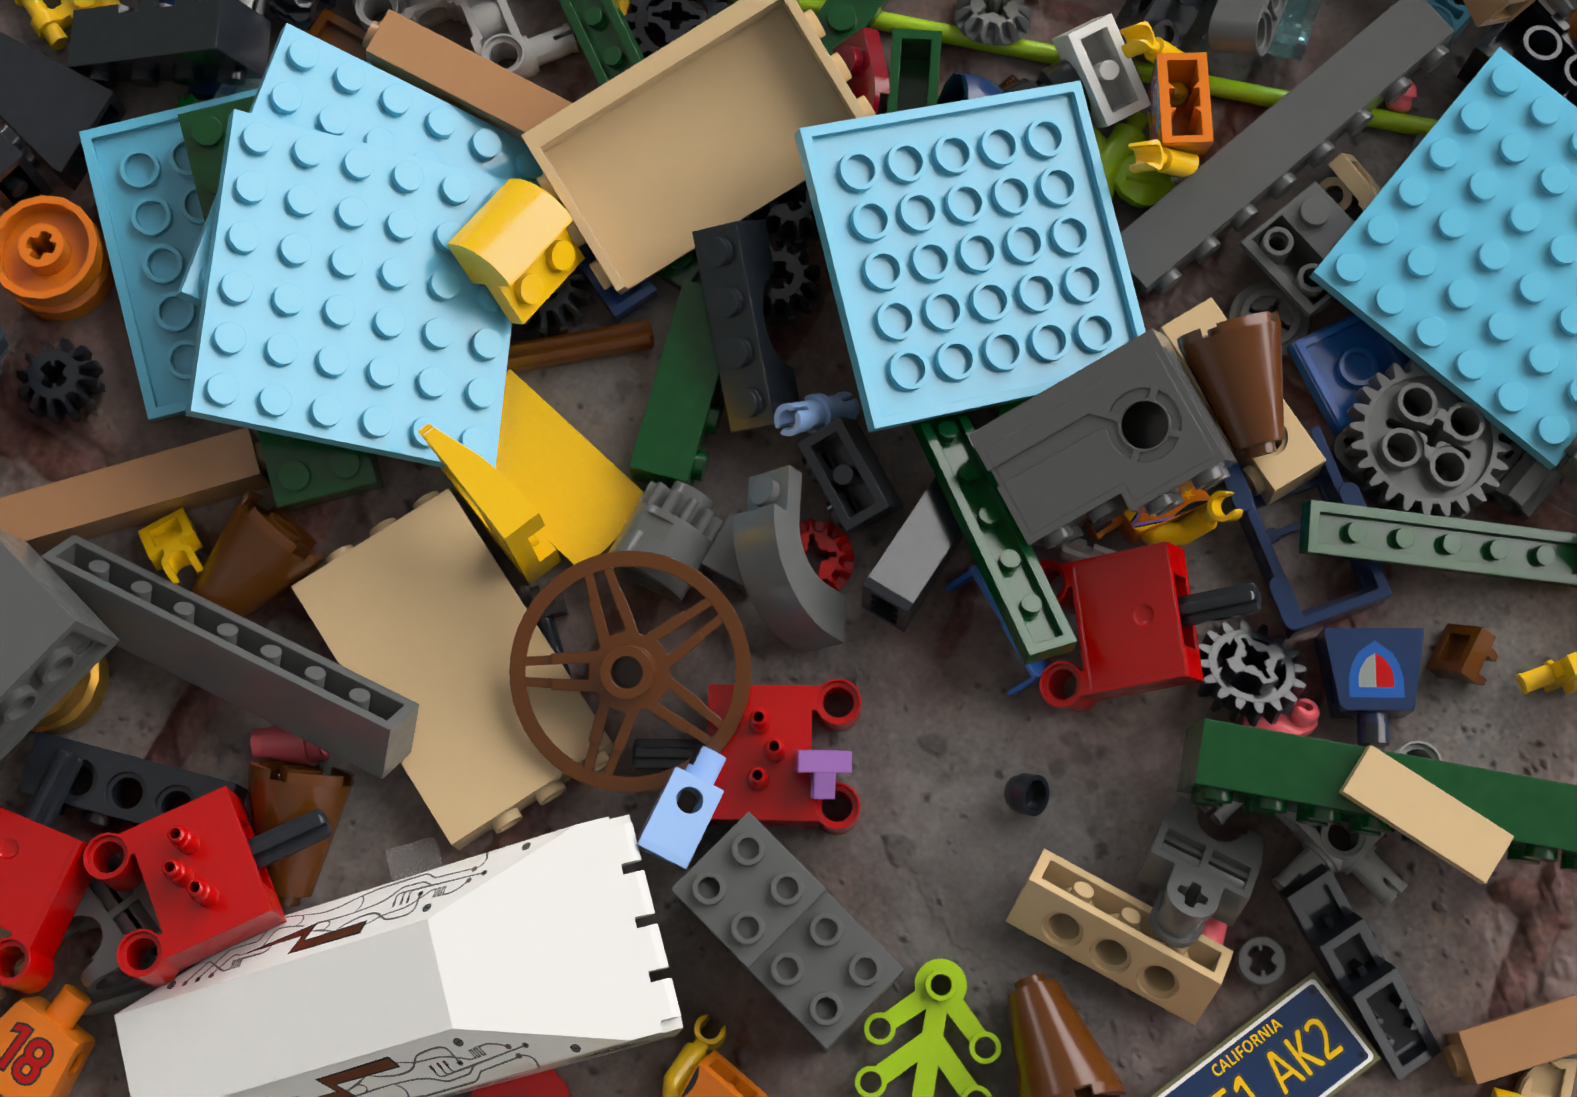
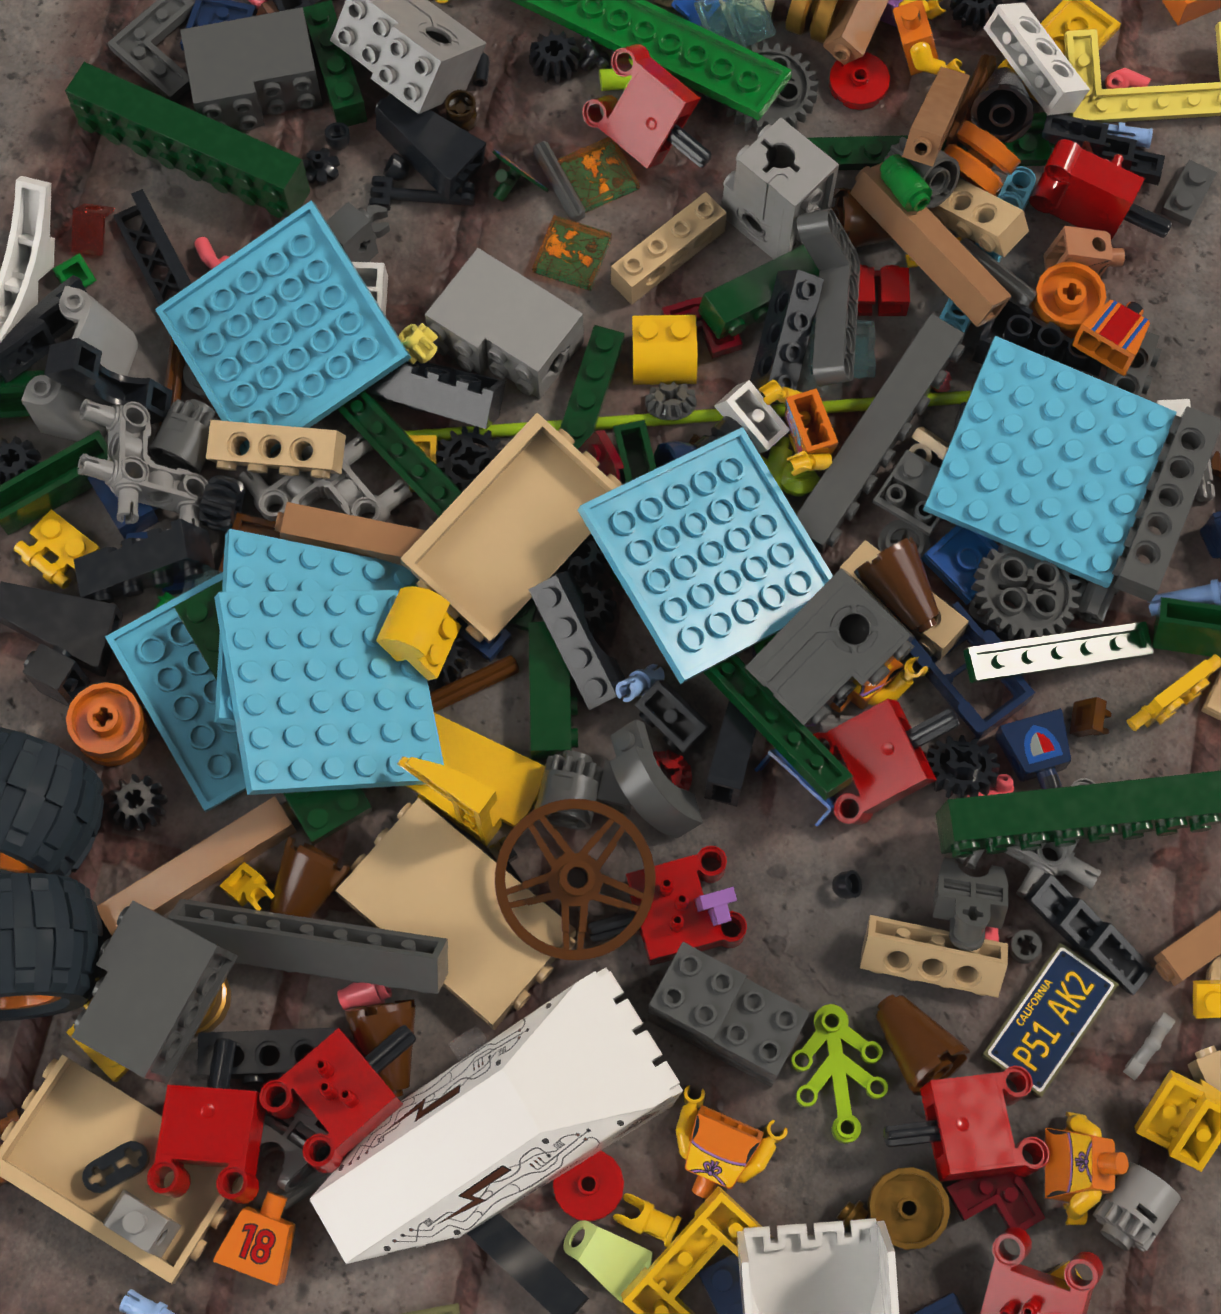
camera: 20 degrees left, 5 degrees down
(668, 830) = (632, 970): light blue torso -> none
(1426, 814) = (1100, 818): tan tile -> none

